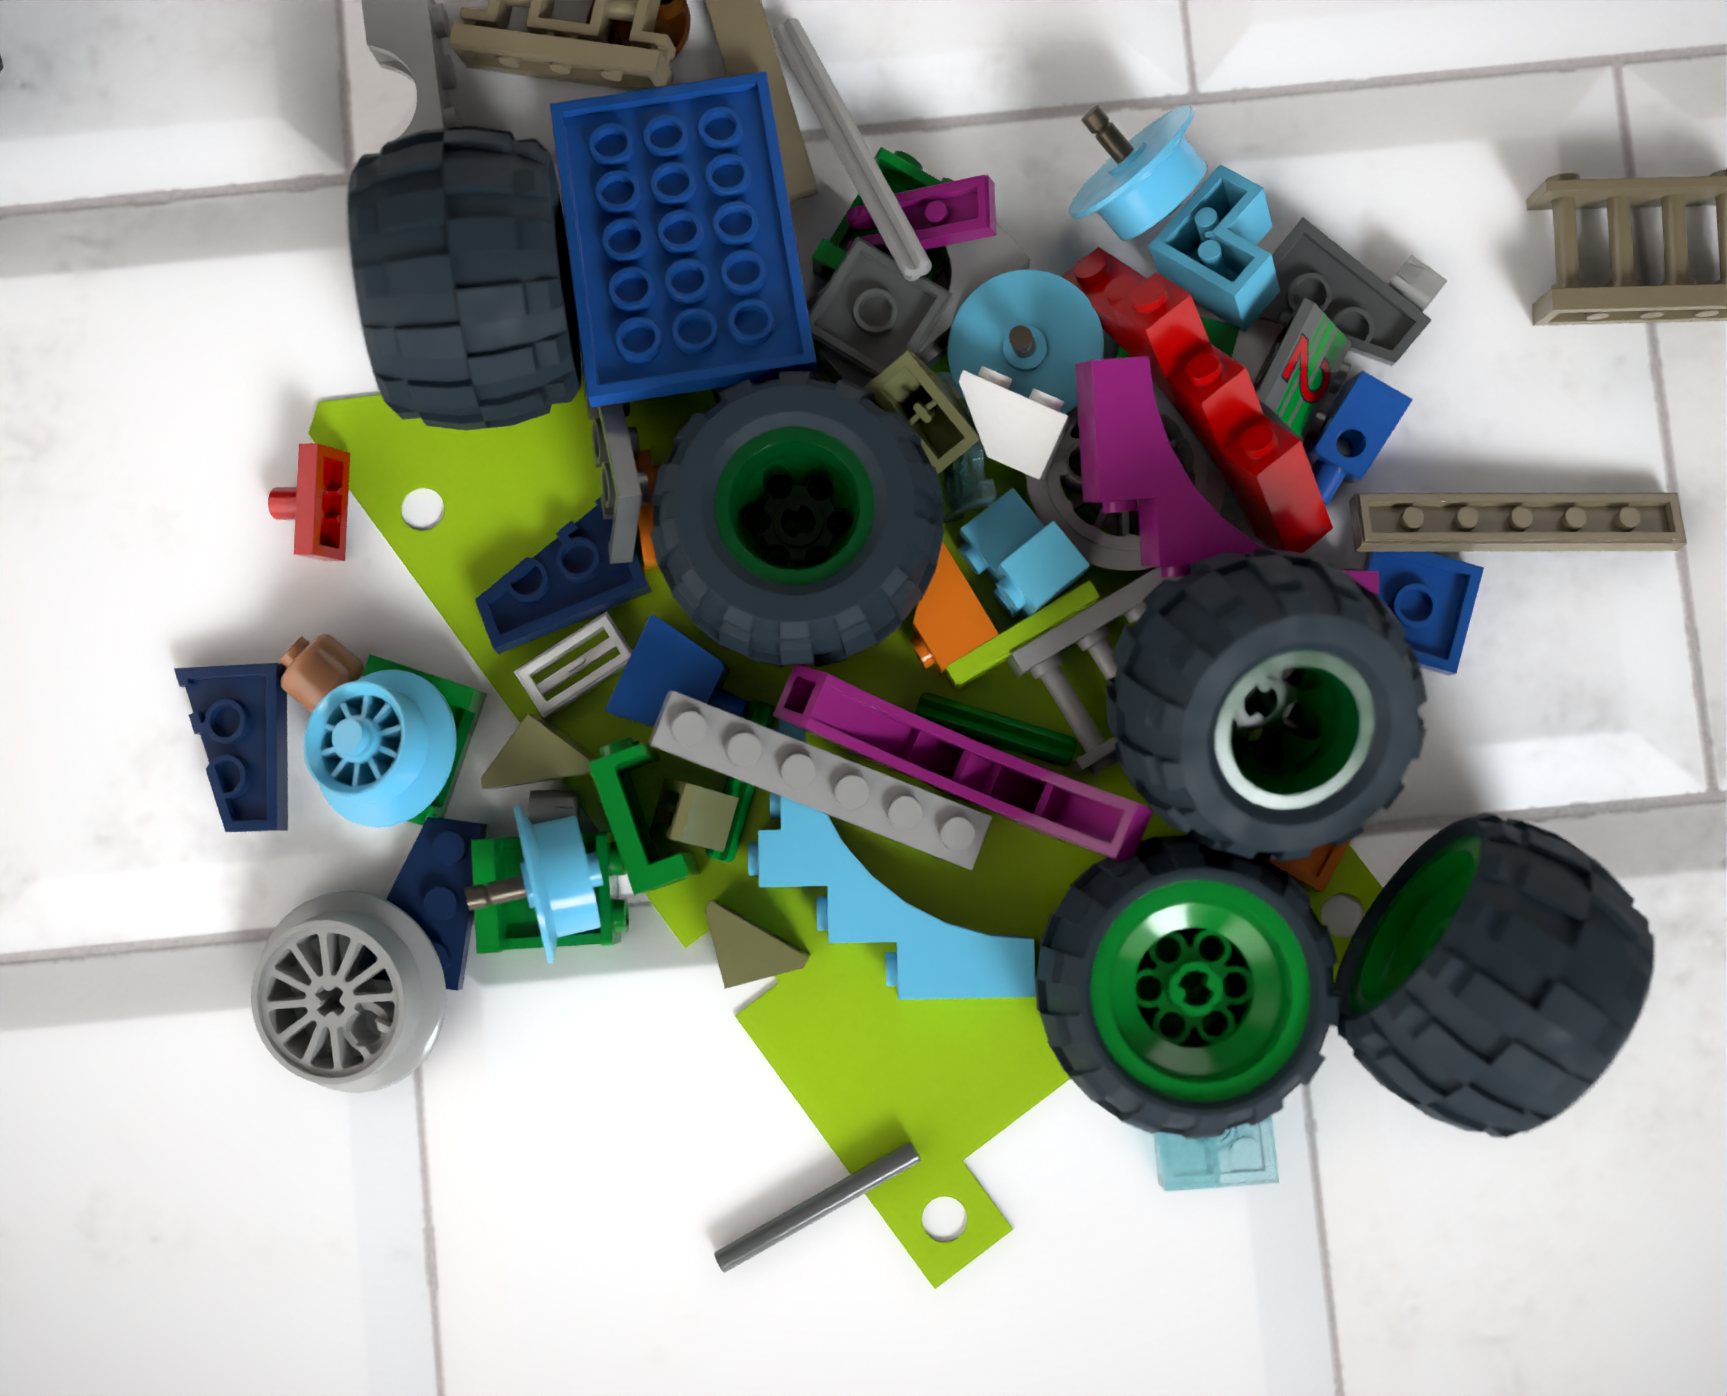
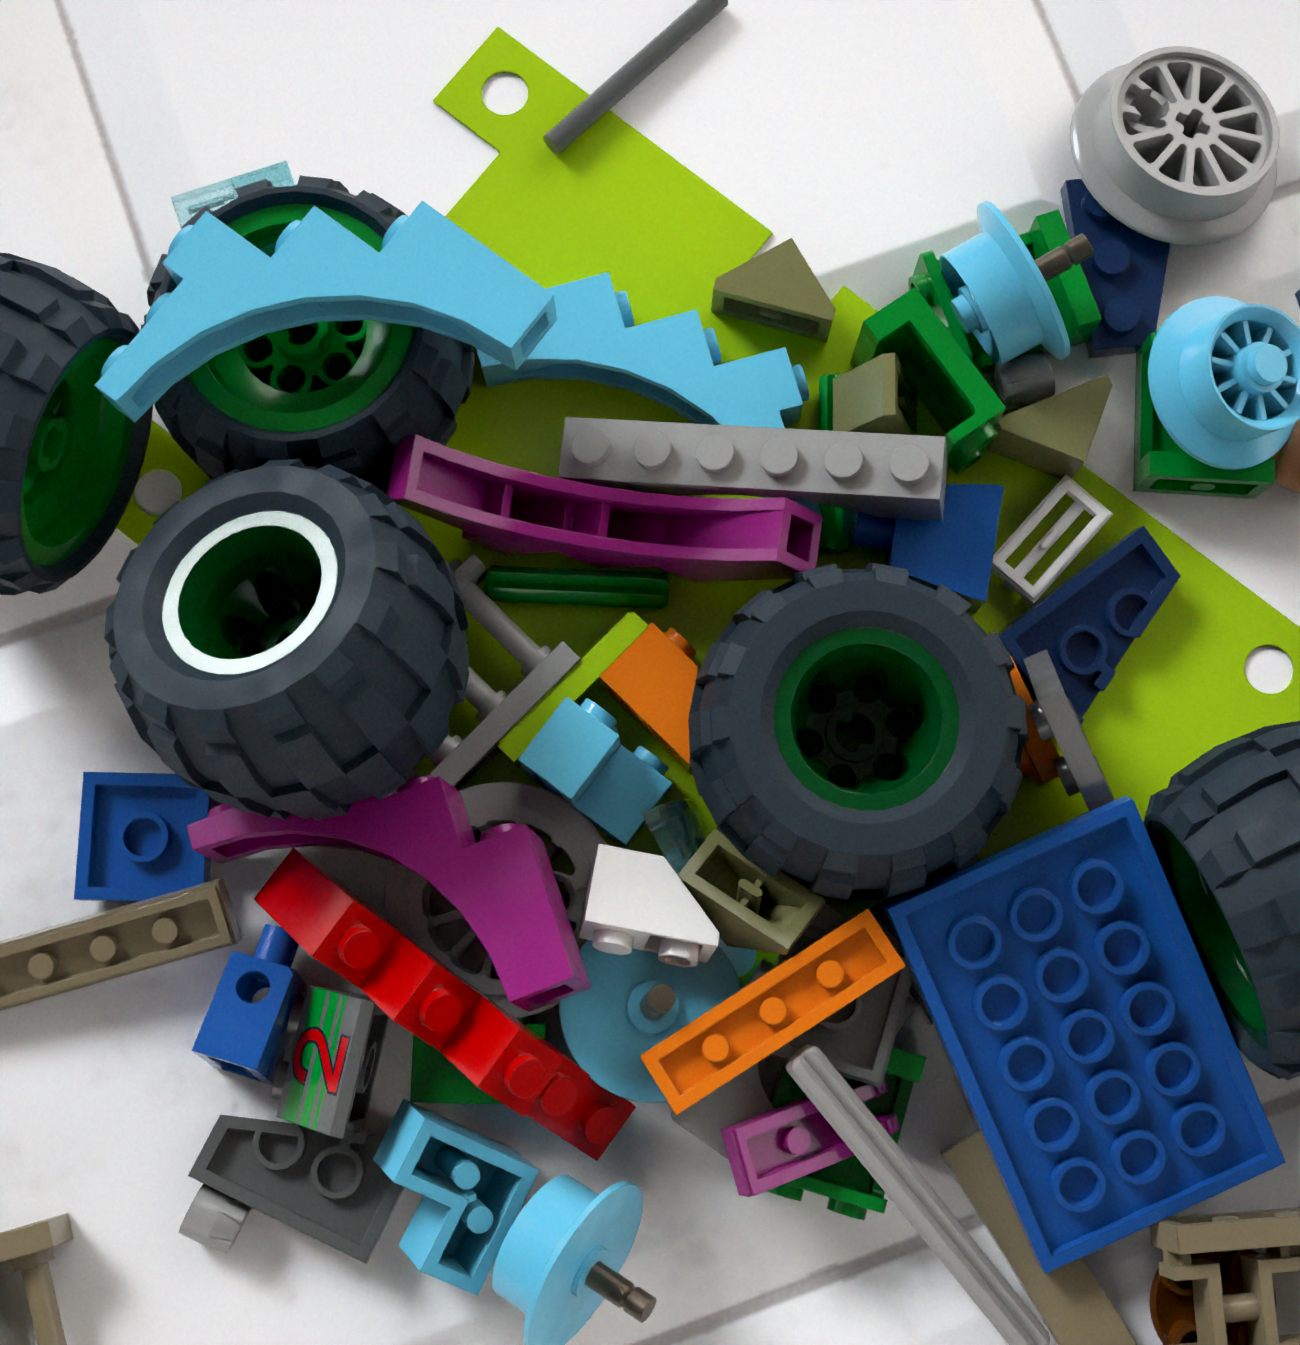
camera: 160 degrees right, 5 degrees down
(931, 310) = (772, 1011): none -> orange plate
(1171, 1012) = (322, 272): none -> medium azure arch

